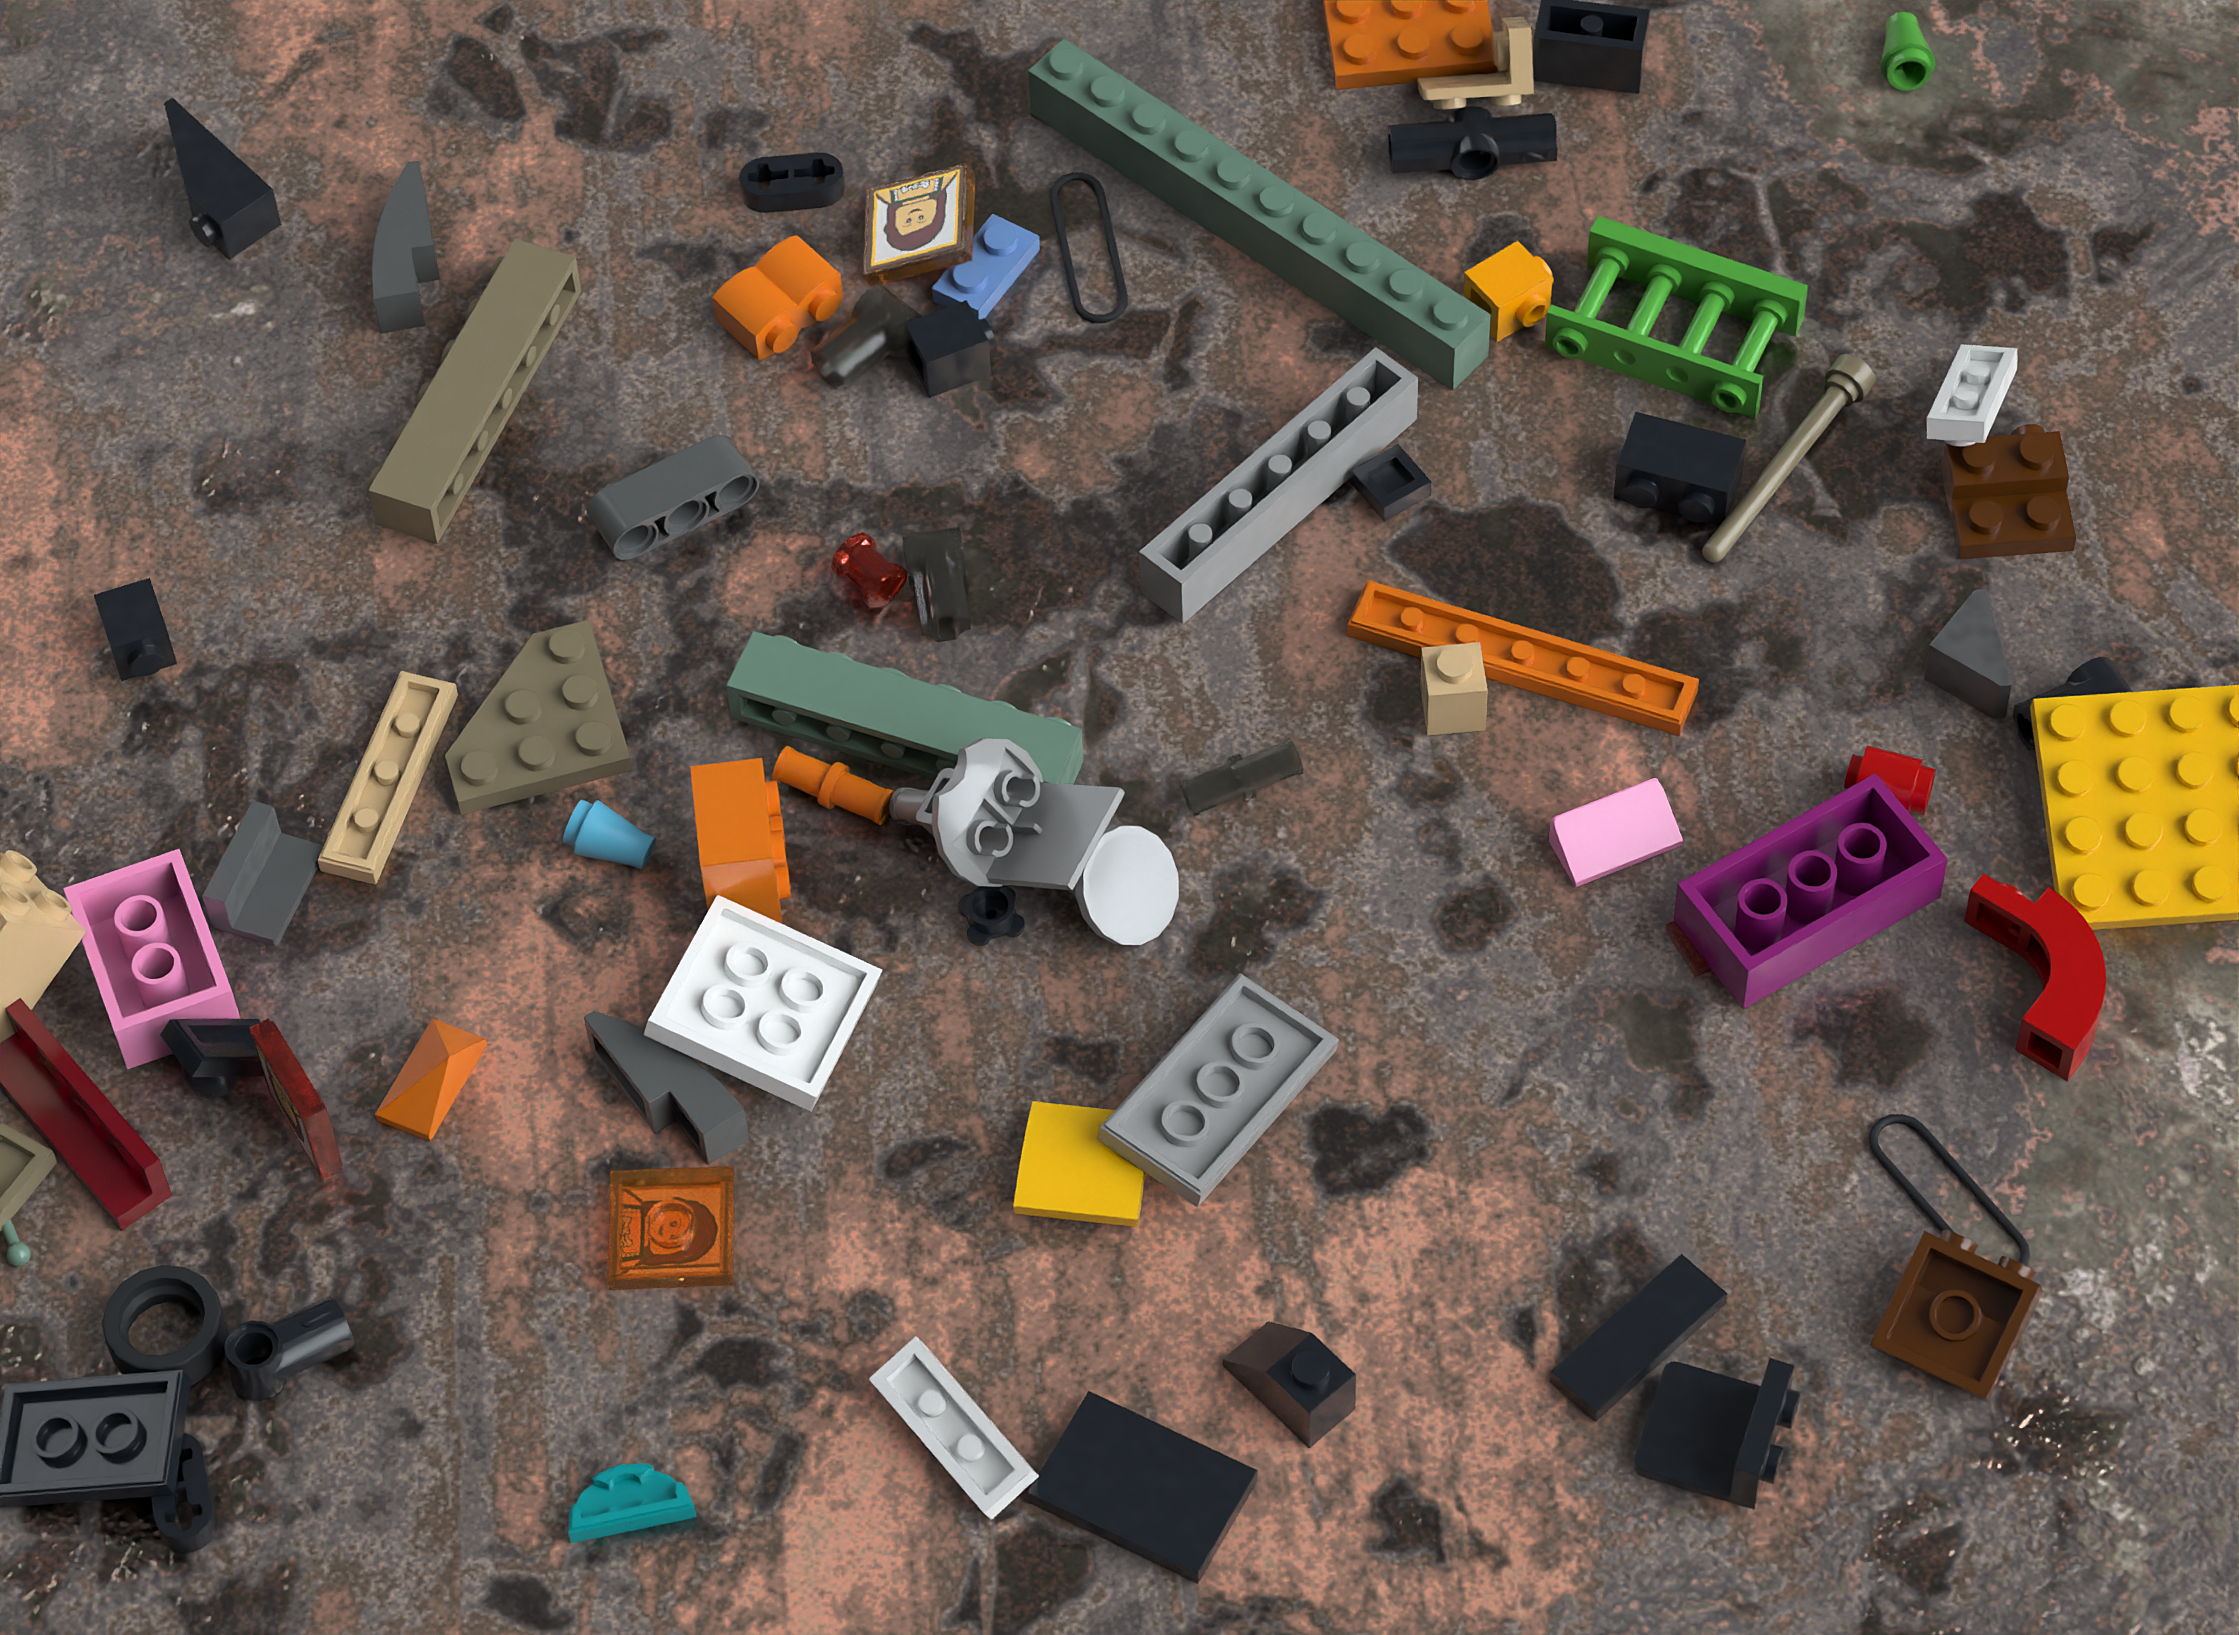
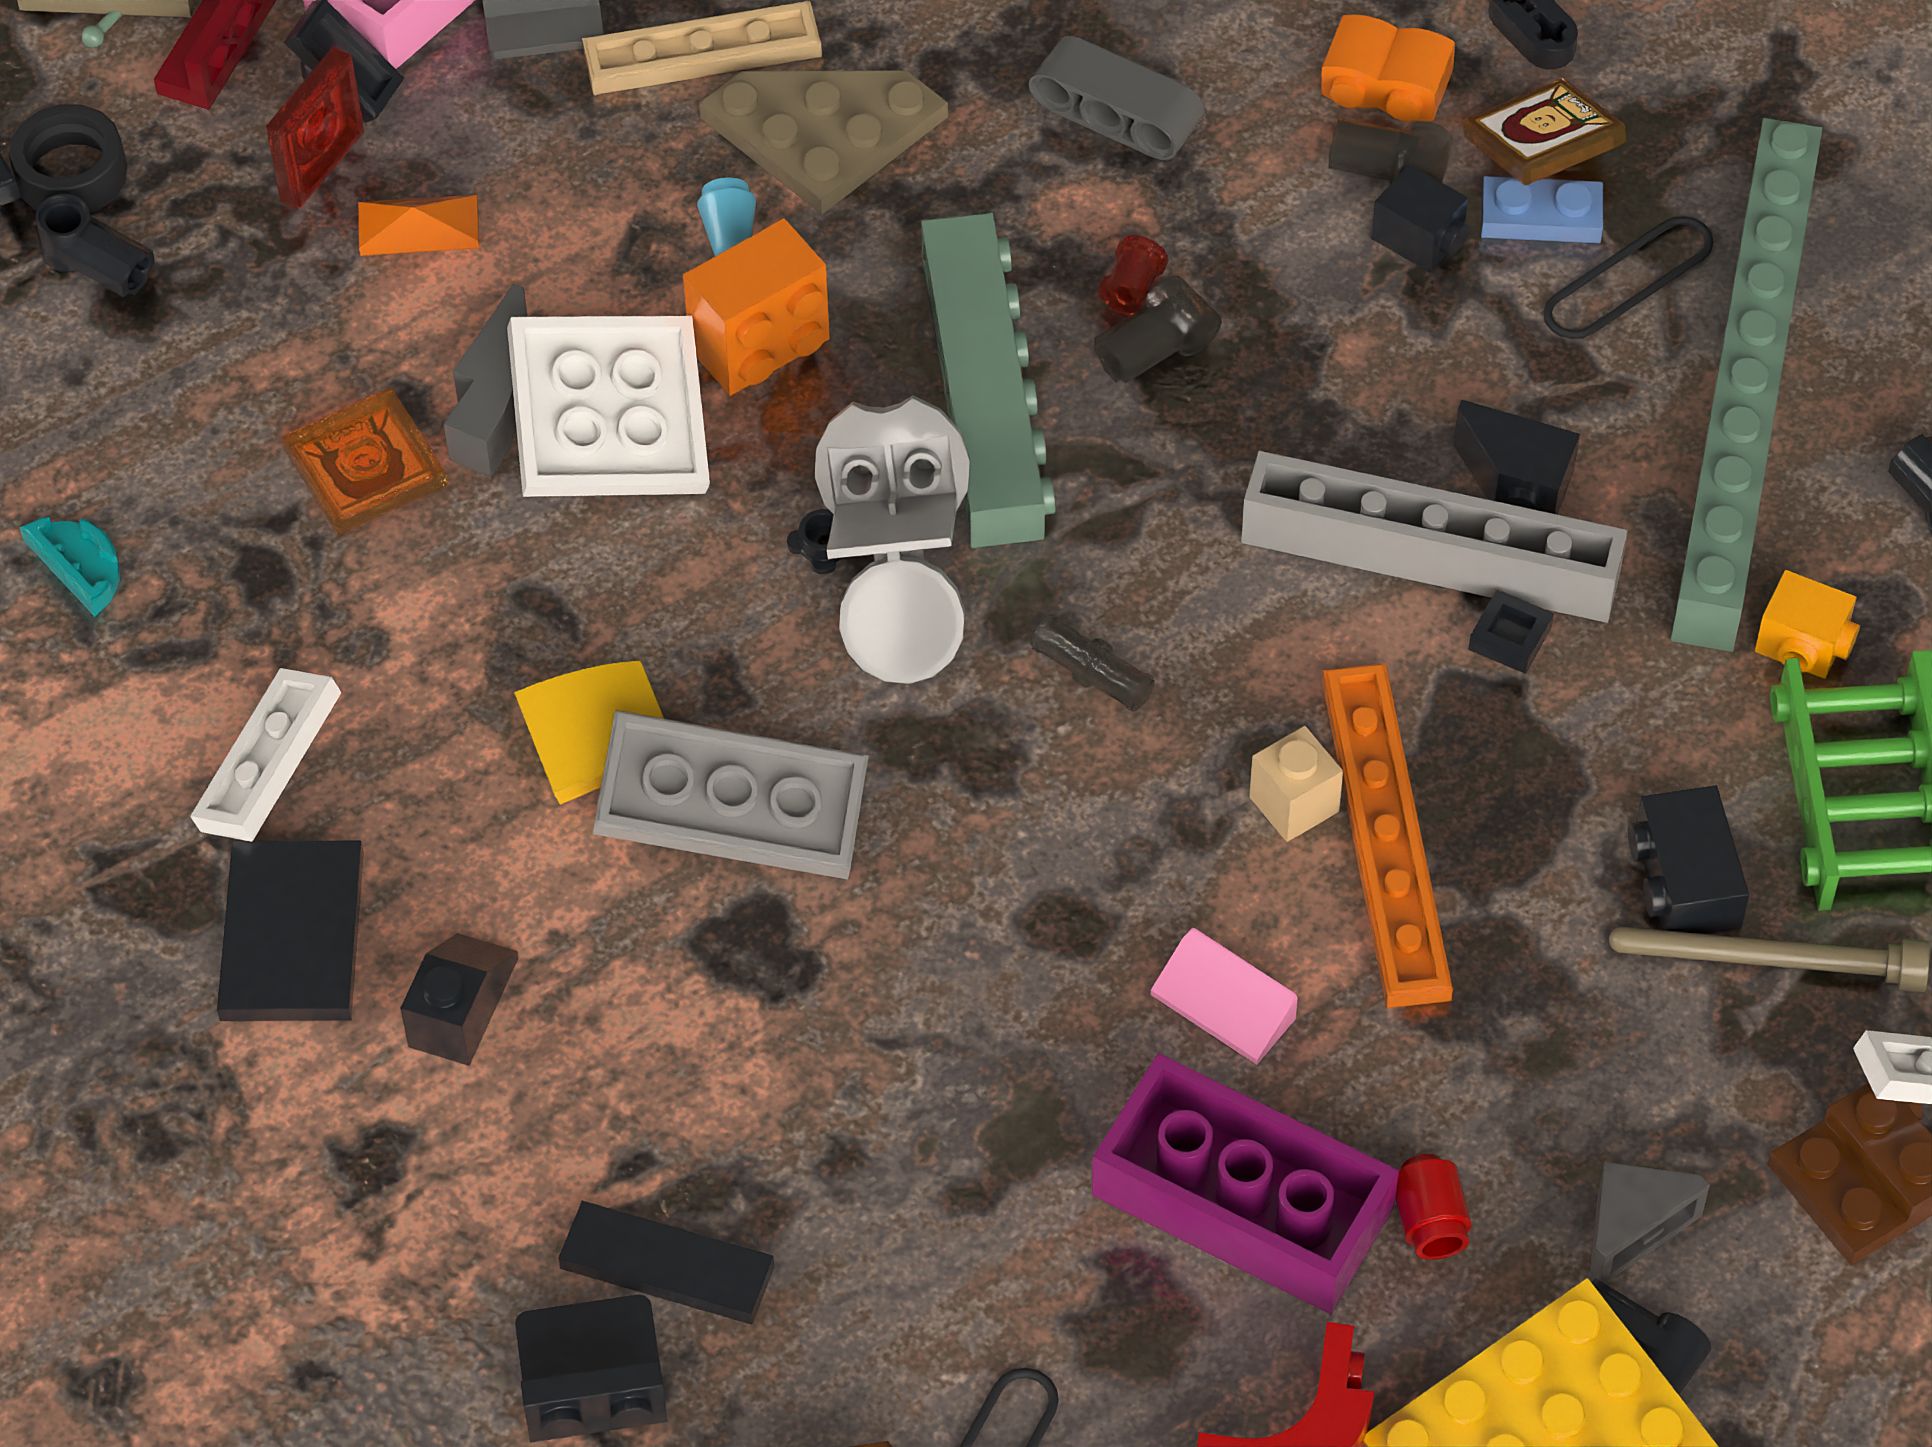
camera: 60 degrees right, 0 degrees up
(833, 785) = (885, 354): orange pin -> none
(1233, 400) = (1516, 457): none -> black slope

